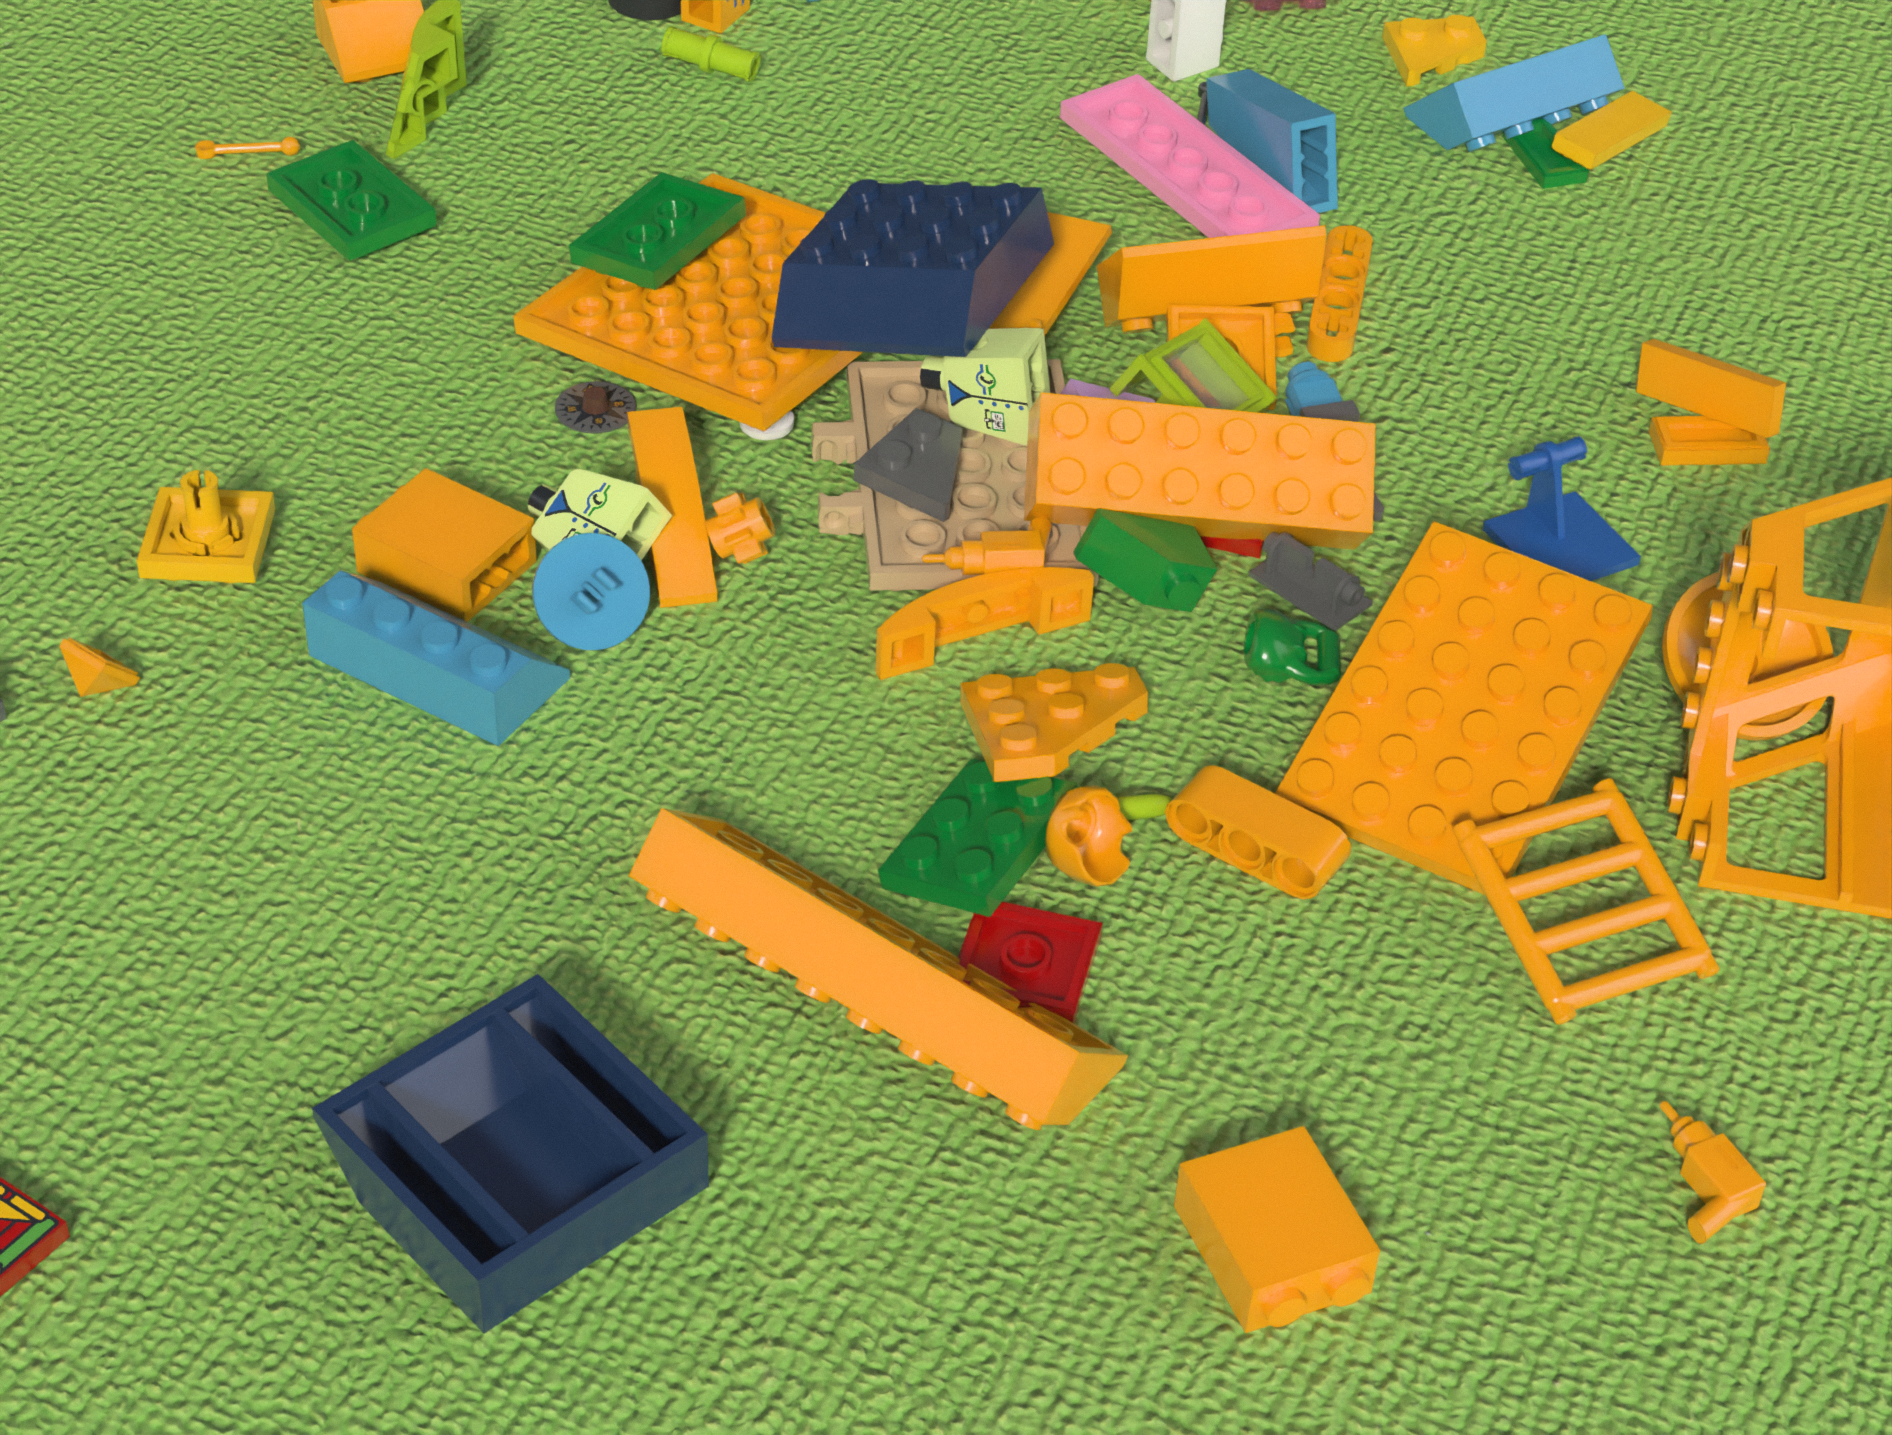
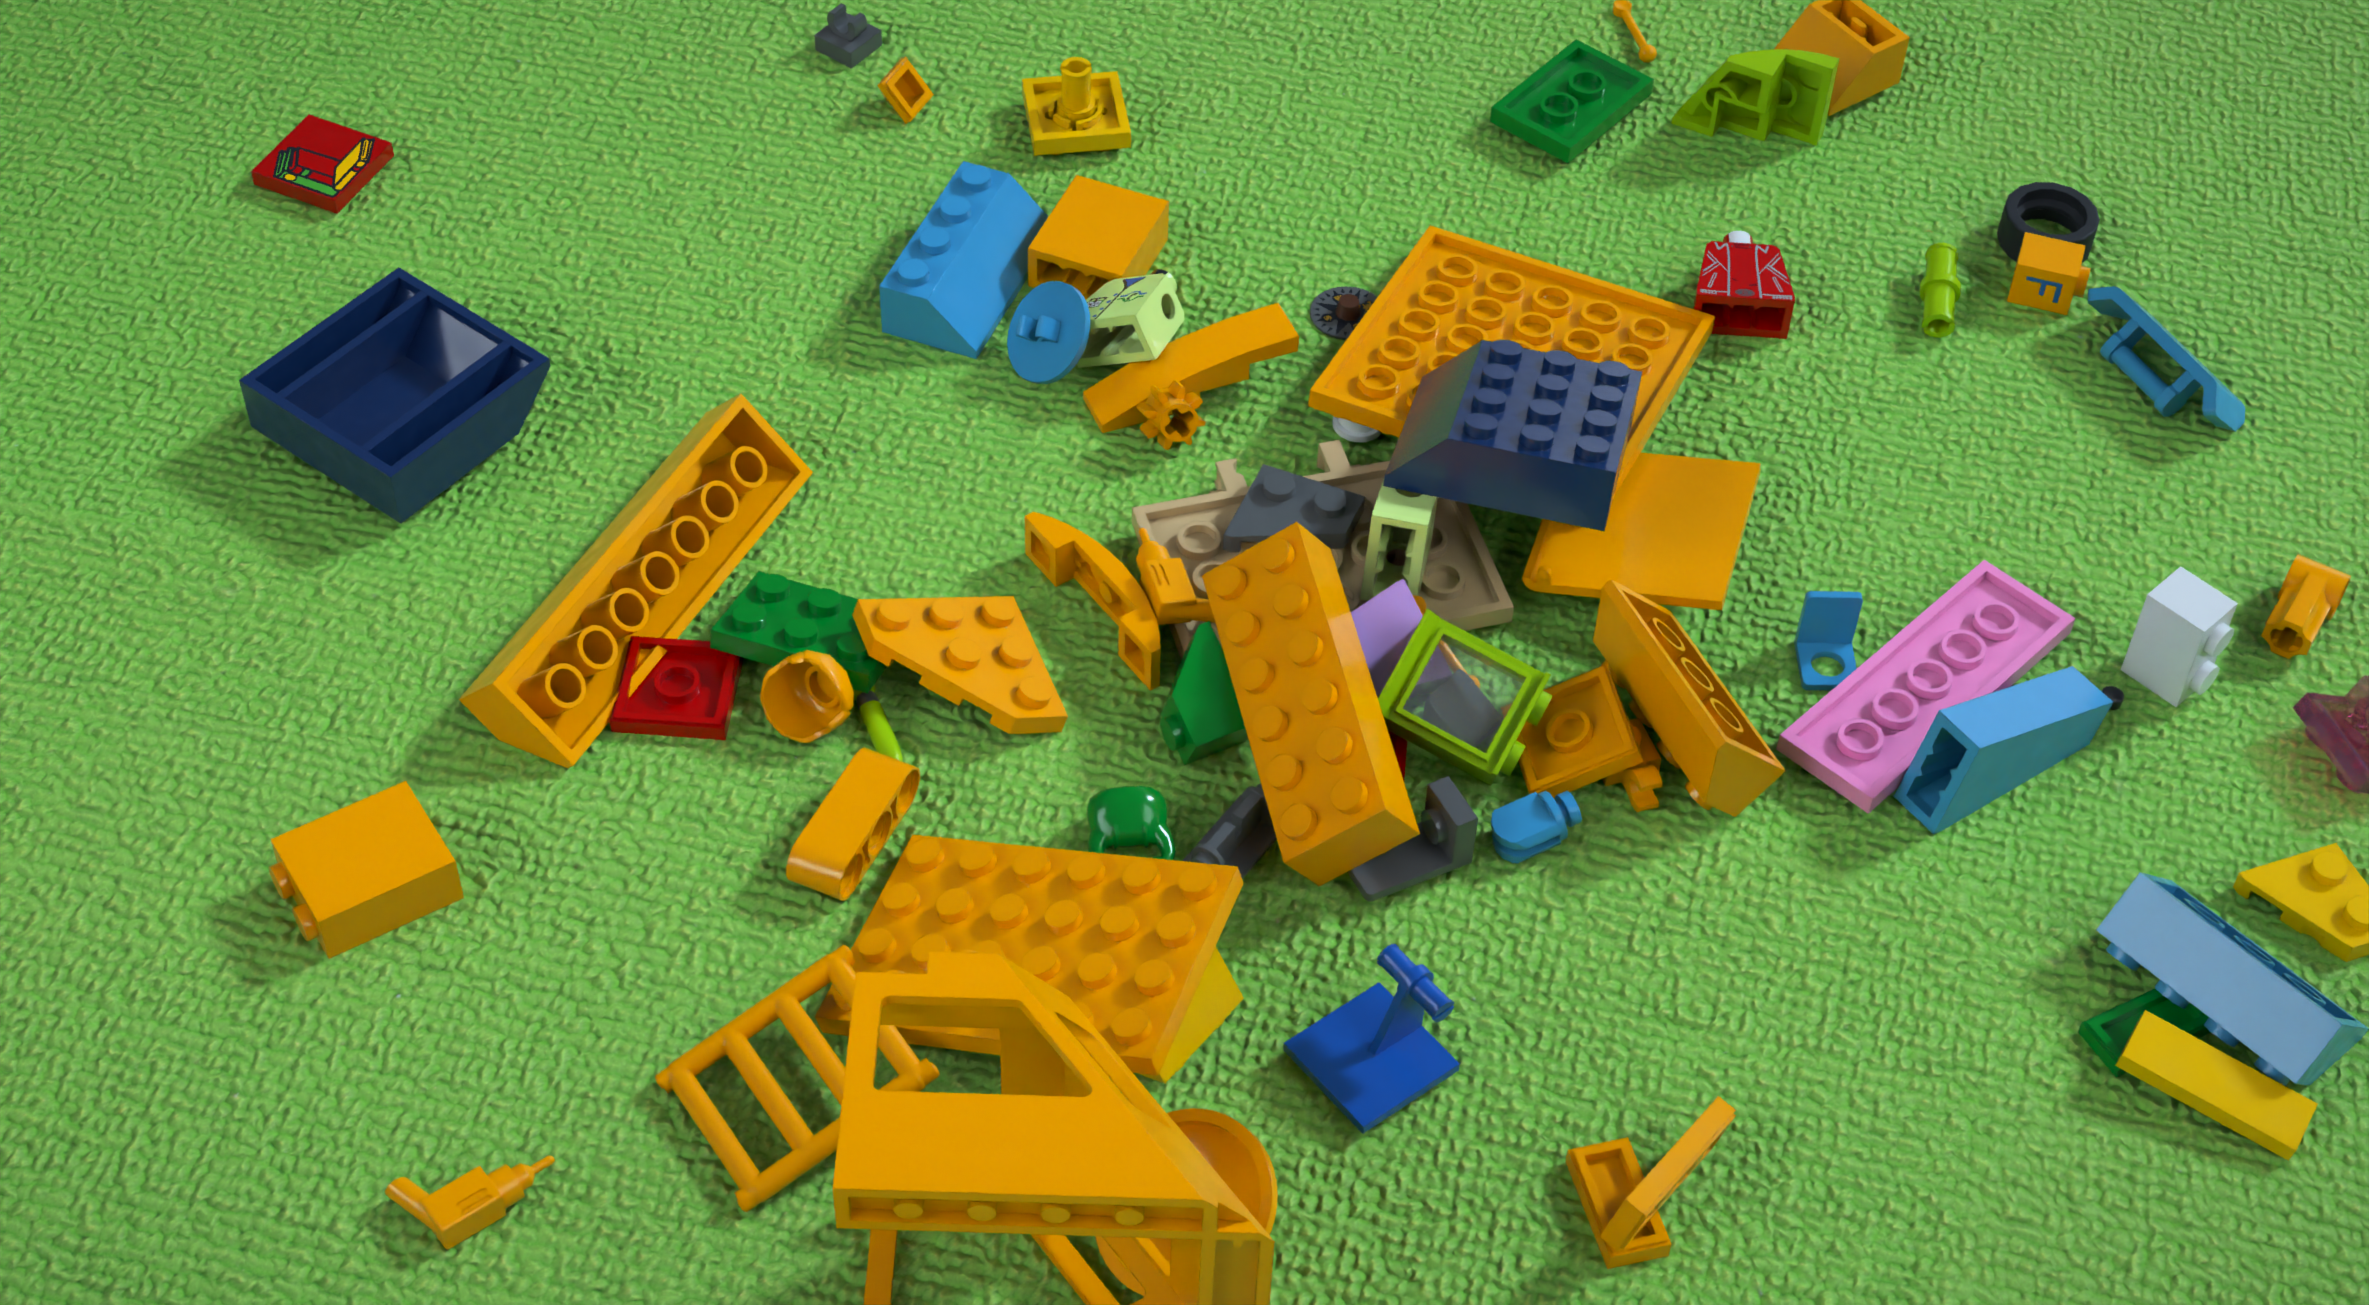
camera: 80 degrees right, 5 degrees up
(657, 230) = (1572, 282): green plate -> none
(670, 143) = (1745, 288): none -> red torso
(1123, 210) = (1826, 630): none -> dark azure bracket
(1340, 292) = (1757, 848): light orange beam -> none

